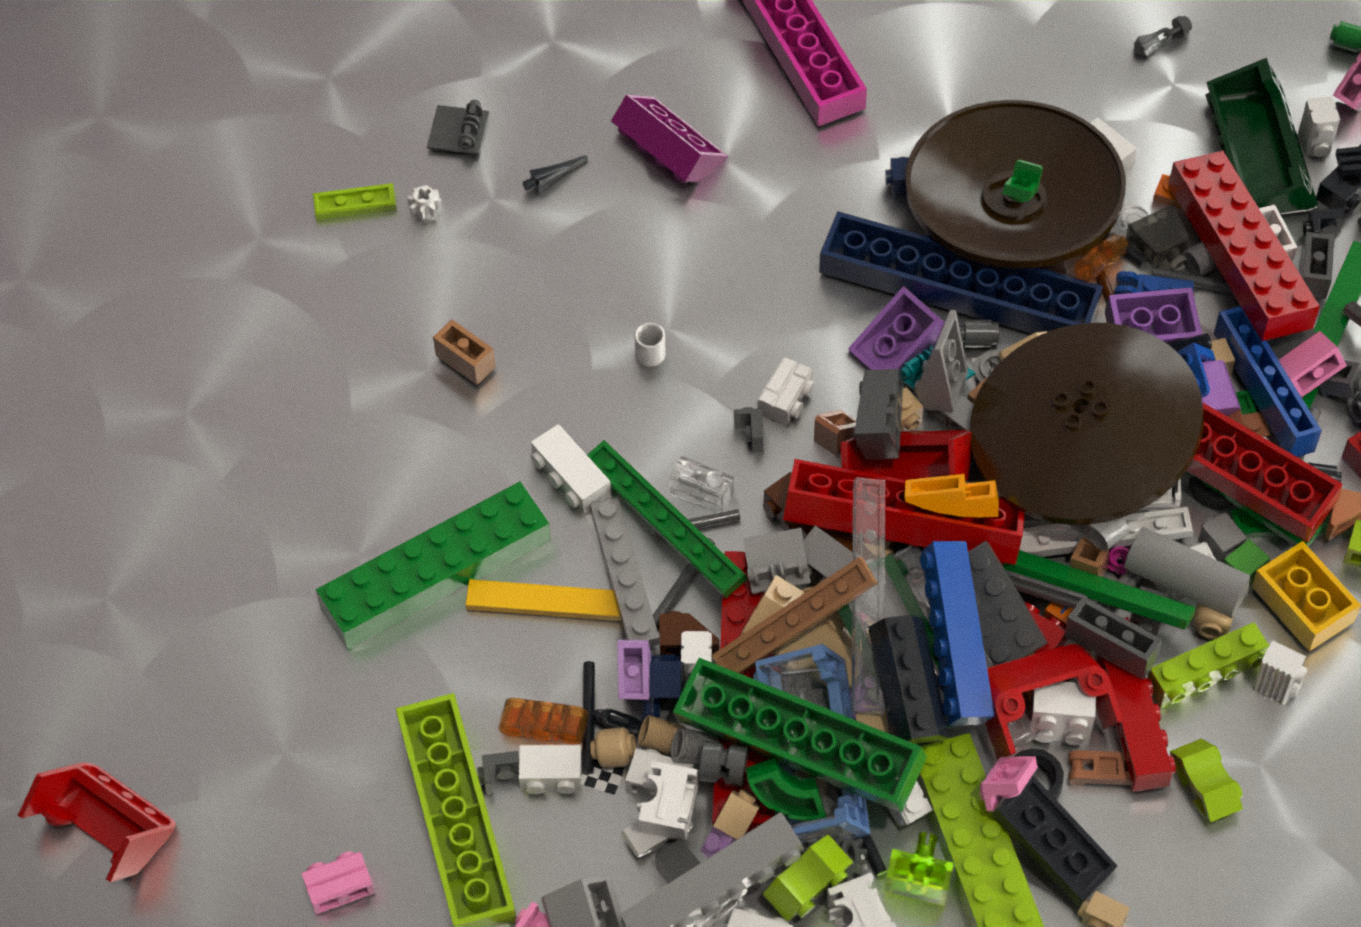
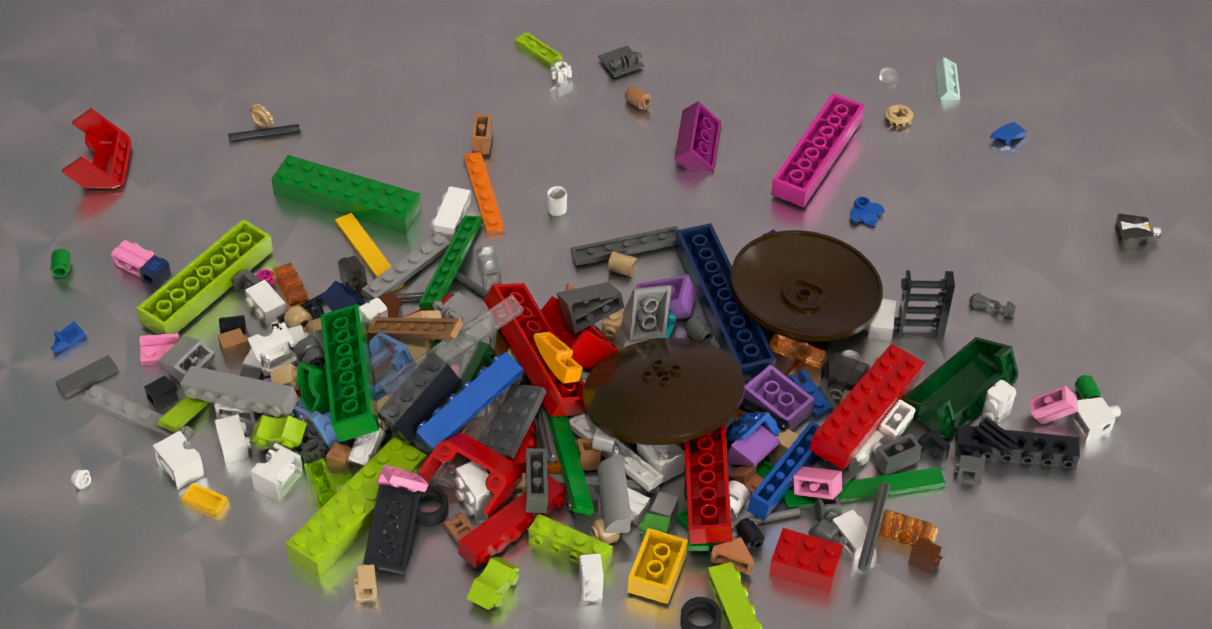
camera: 50 degrees right, 10 degrees down
(203, 580) = (261, 116): none -> tan gear
(223, 596) = (264, 132): none -> black bar
(383, 869) = (155, 271): none -> dark blue brick
(501, 737) = (267, 275): none -> dark pink plate
(541, 152) = (637, 97): none -> medium nougat brick
(544, 177) = (626, 108): black piece -> none
(554, 411) = (483, 193): none -> orange plate
(562, 830) = (231, 323): none -> black piece
(591, 640) = (350, 271): none -> clear smoke torso
(594, 847) = (233, 344): none -> medium nougat brick
(633, 669) = (332, 283): lavender slope -> none
(752, 421) = (546, 271): dark grey bracket -> none
(780, 320) = (625, 245): none -> dark grey plate
(785, 391) = (581, 270): white brick -> none
(810, 343) = (622, 264): none -> tan piece
(890, 832) = (337, 458): none -> medium nougat brick
(924, 55) = (865, 211): none -> blue plate
(1023, 182) = (801, 283): green bracket -> none
(1147, 89) = (941, 310): none -> black fence

